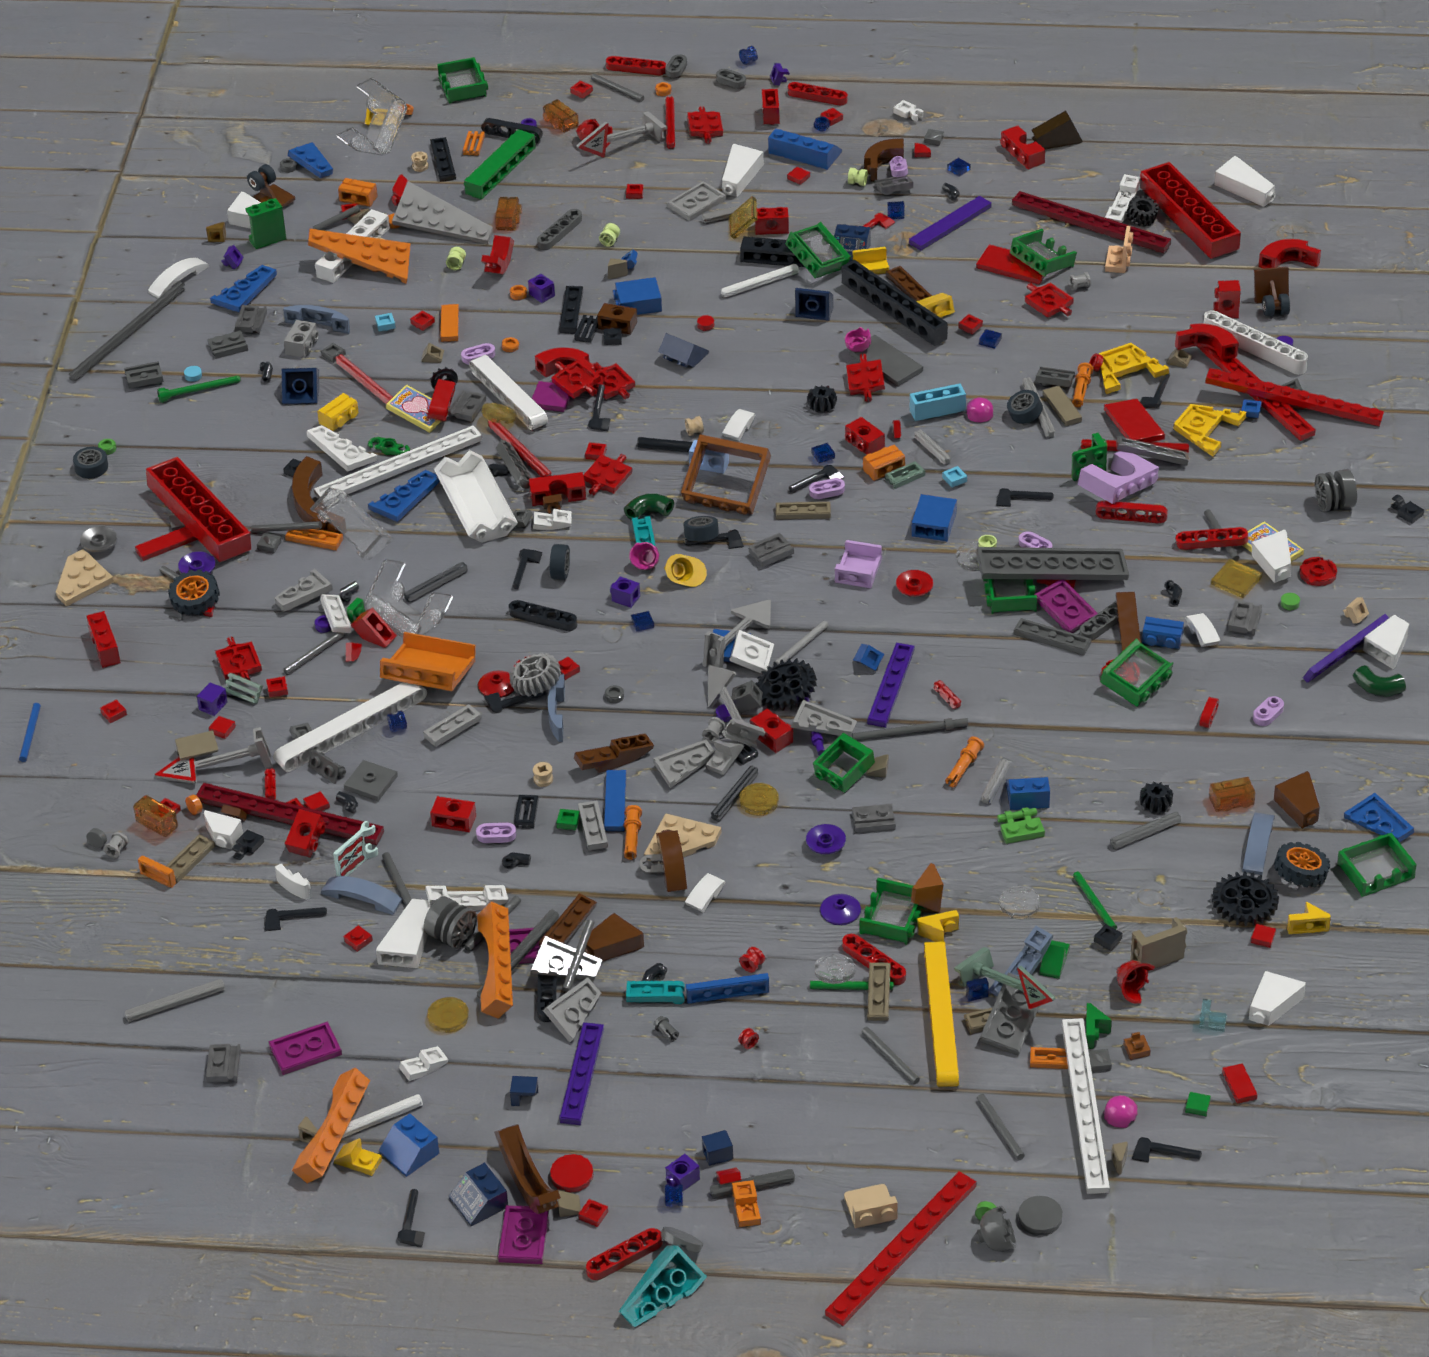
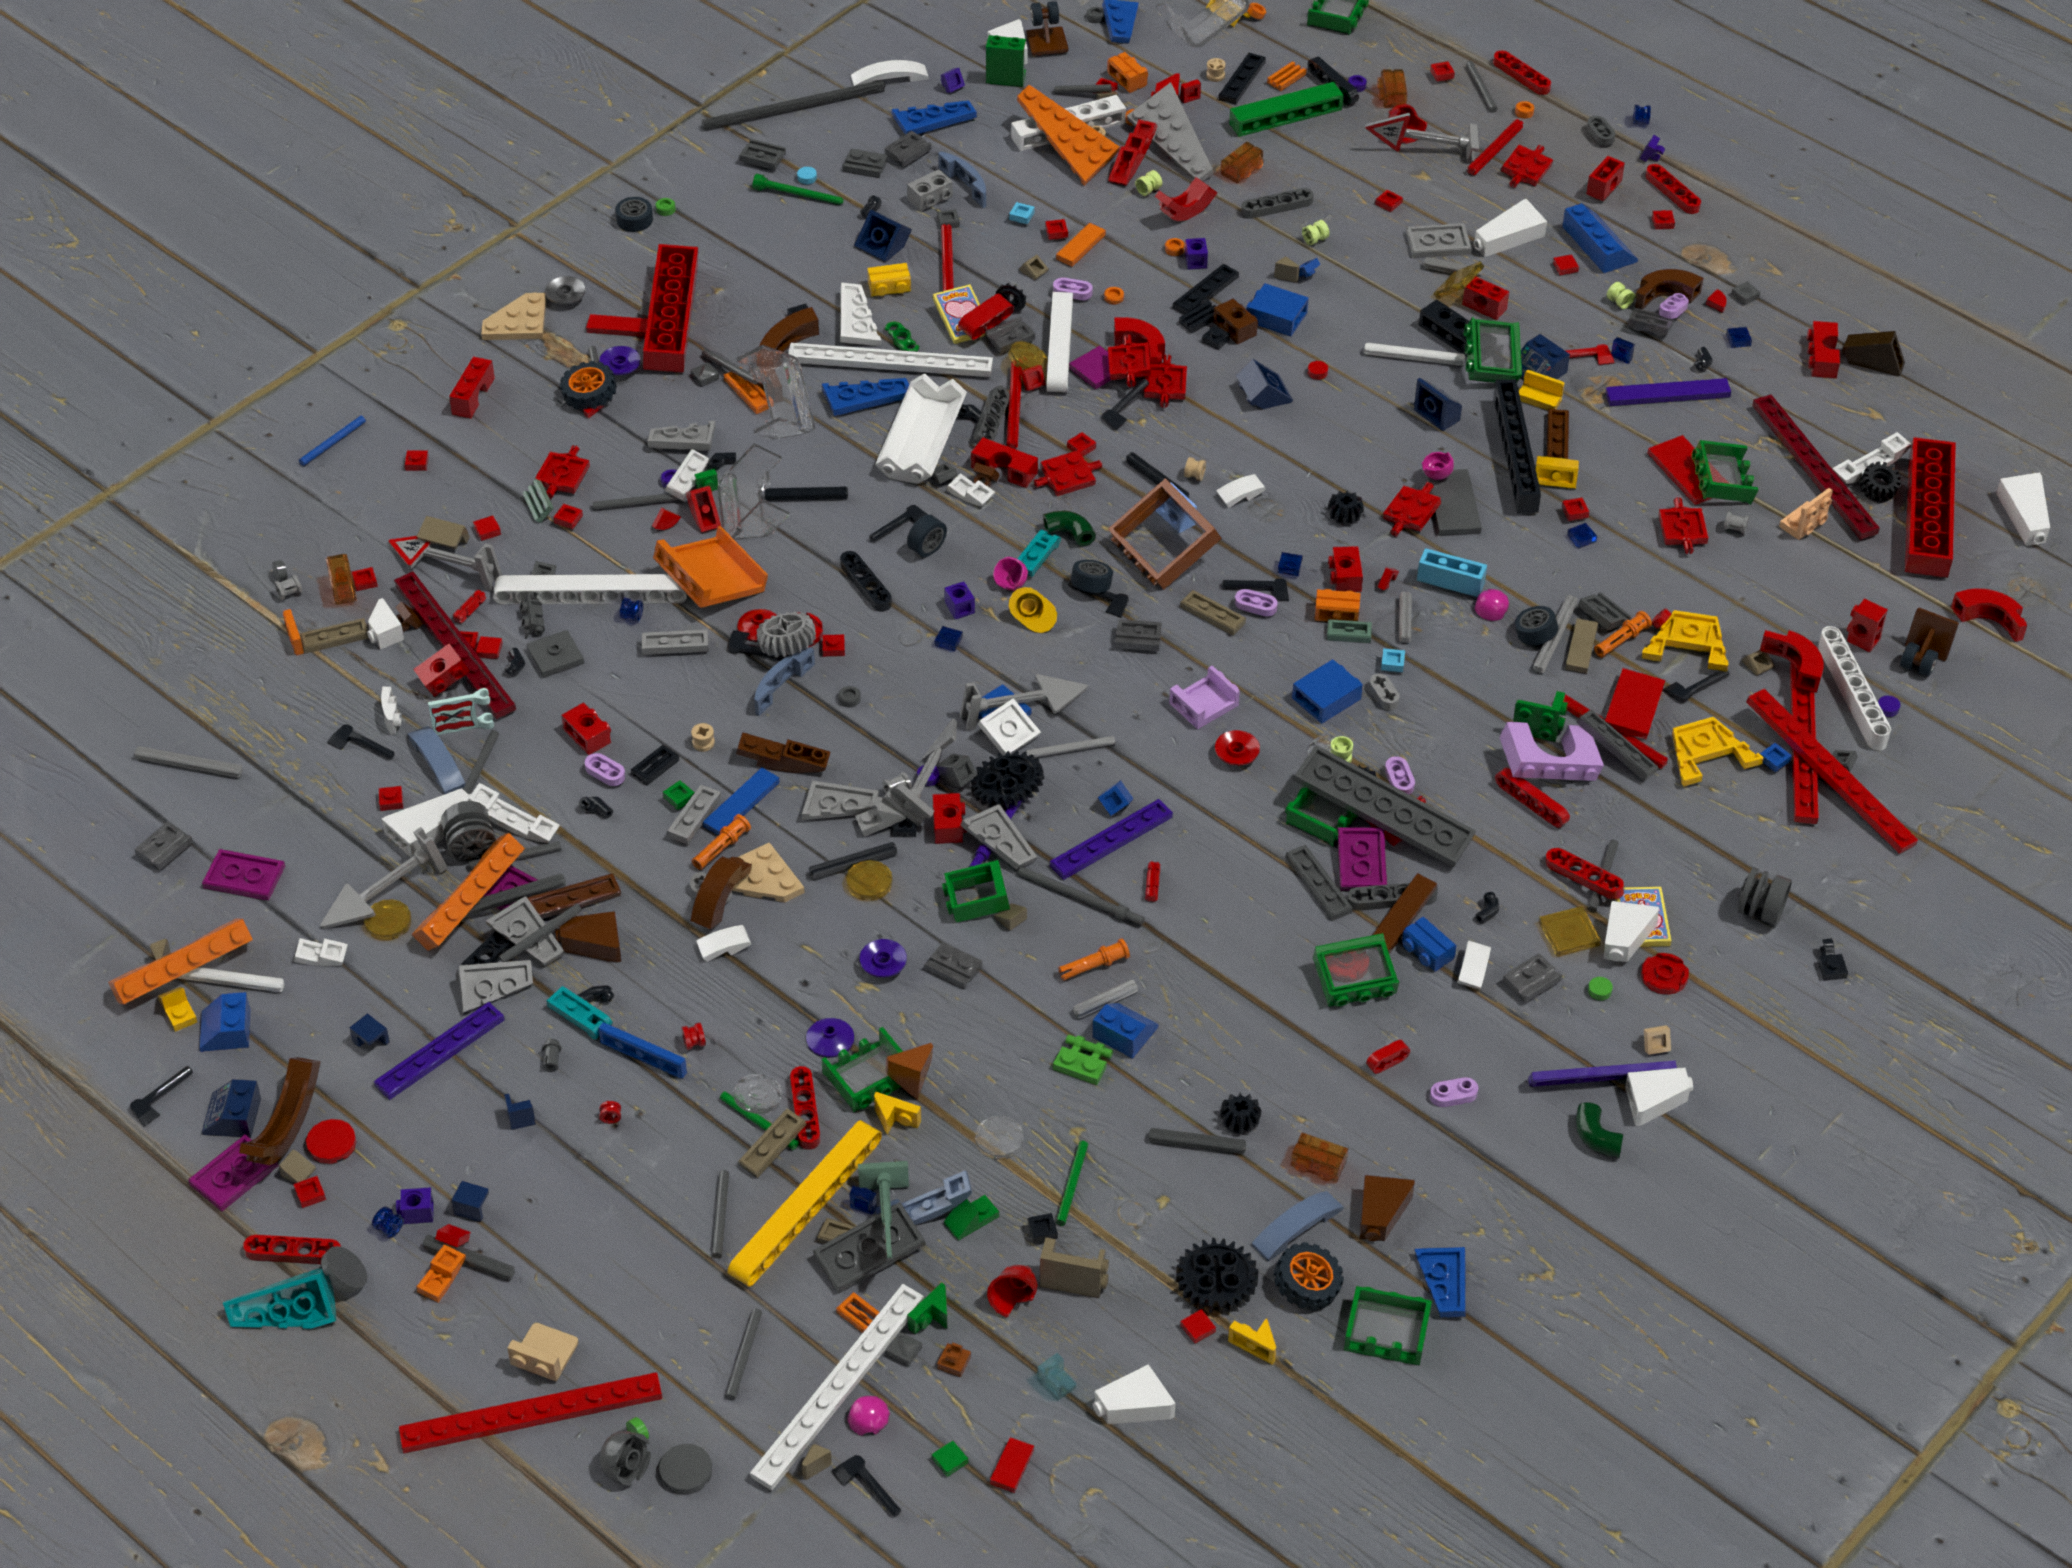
camera: 35 degrees right, 5 degrees up
(193, 804) = (386, 587): orange tile -> none
(212, 699) = (502, 496): dark purple brick -> none
(216, 232) = (963, 49): pearl gold slope -> none
(247, 842) = (394, 650): black plate -> none
(414, 1022) = (353, 906): none -> light grey piece
(419, 180) = (1190, 91): none -> red plate
(423, 243) = (1133, 152): none -> red slope
(516, 424) = (1033, 377): none -> red tile
(676, 66) = (1559, 91): dark grey plate -> none
(686, 1076) = (520, 1113): none -> dark blue panel
(821, 124) = (1643, 222): clear blue plate -> none
(907, 110) = (1745, 249): white plate -> none
(969, 499) = (1380, 693): none -> light grey beam
(1005, 495) = (1426, 707): black piece -> none

